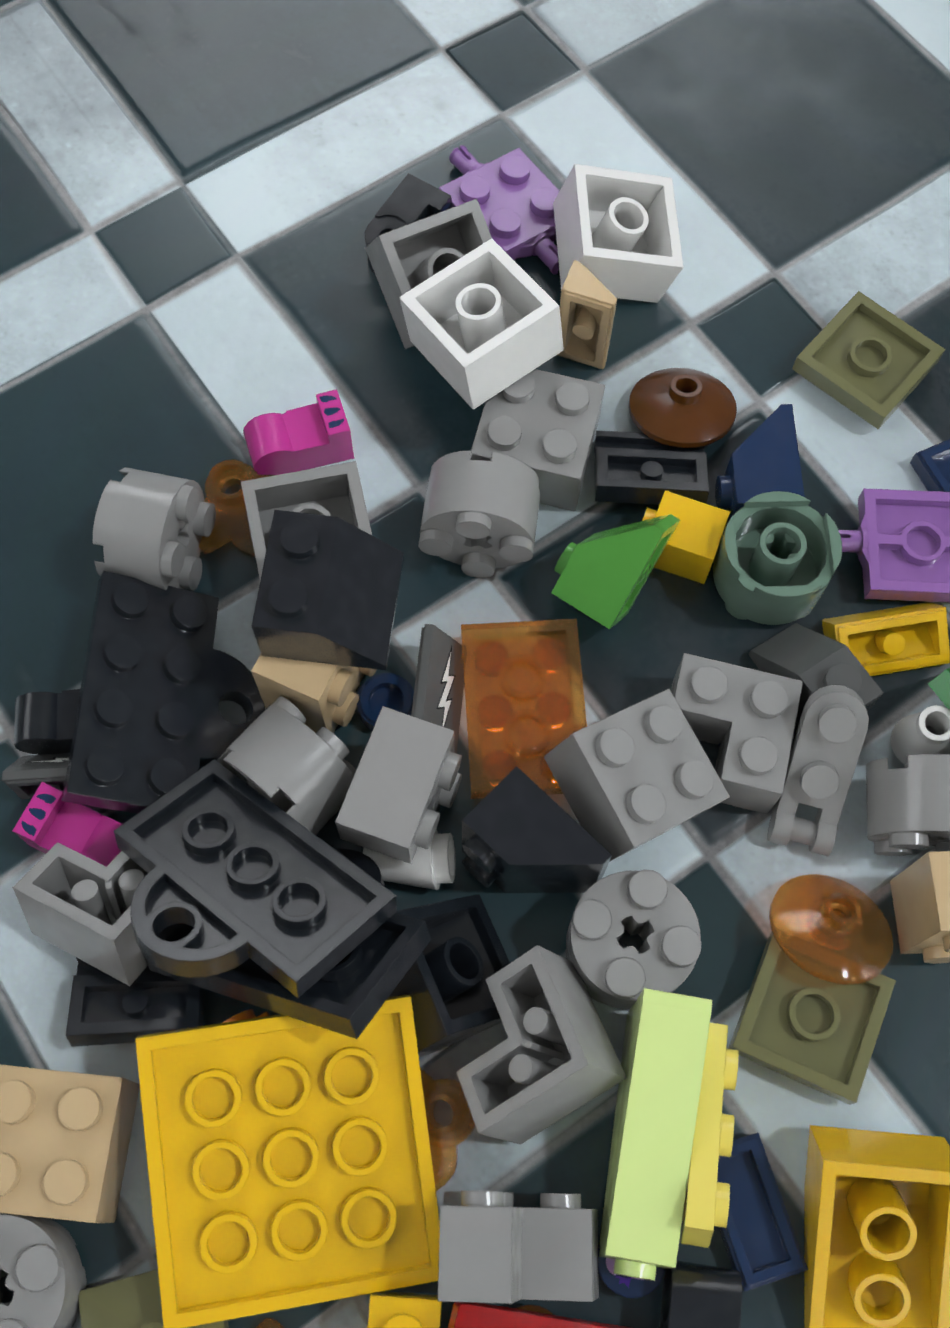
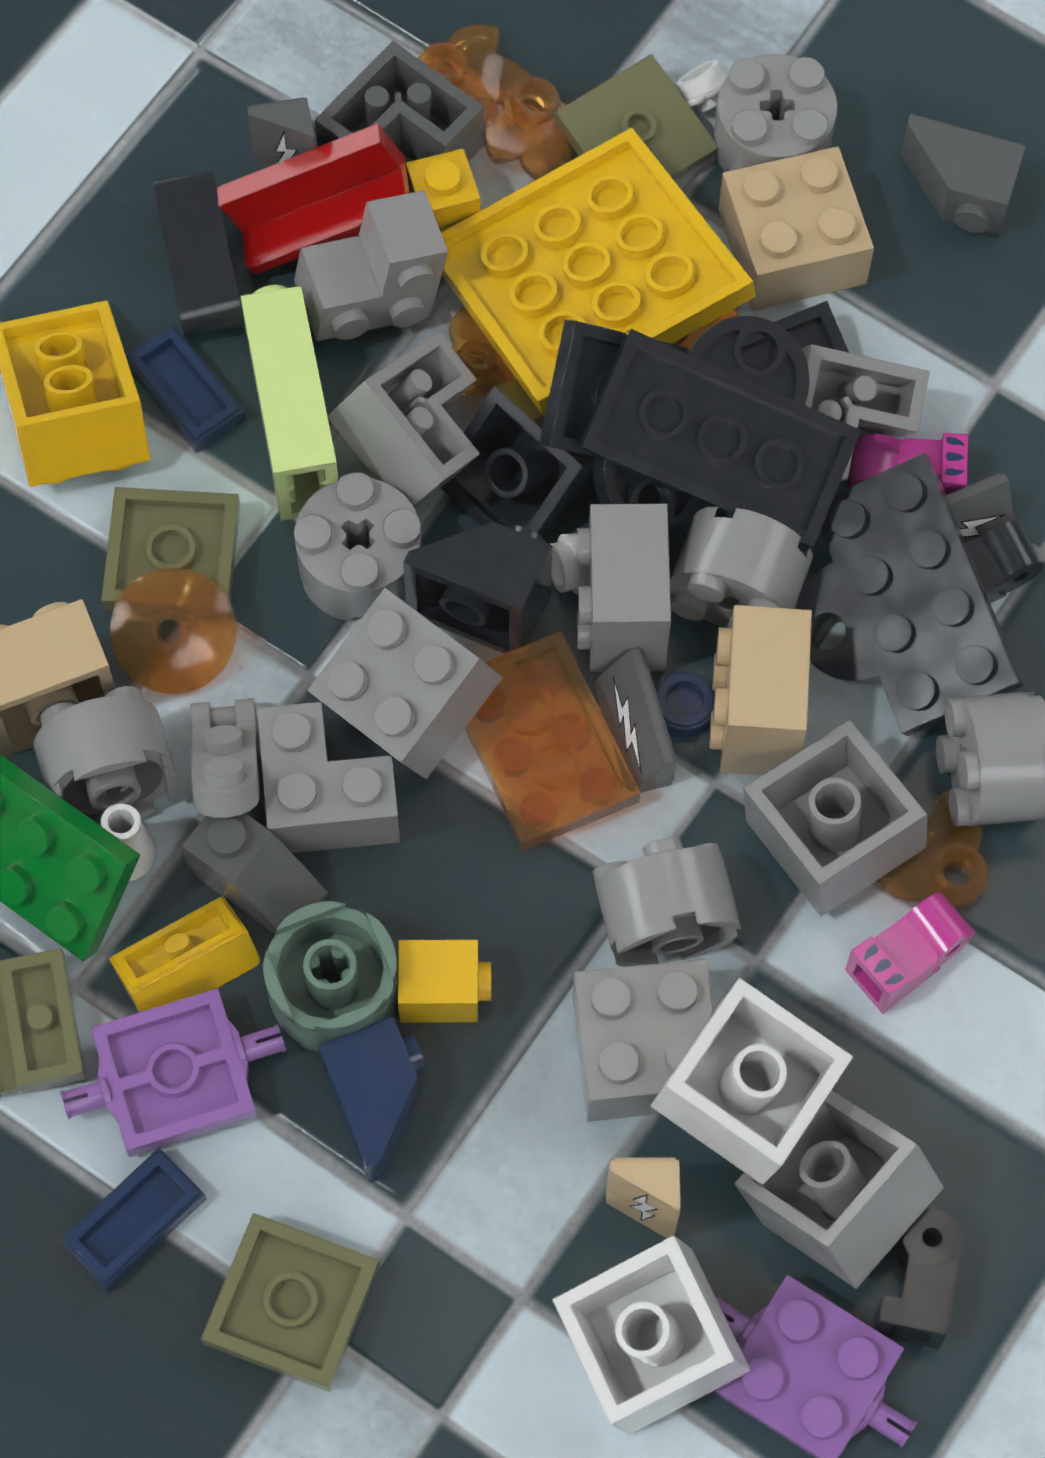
camera: 160 degrees right, 0 degrees up
(326, 592) = (768, 686): black slope -> none
(611, 568) = (506, 897): bright green slope -> none
(639, 469) = (505, 1058): black plate -> none
(682, 407) = (459, 1166): reddish brown dish -> none
(706, 1198) = (240, 411): light yellow plate -> none

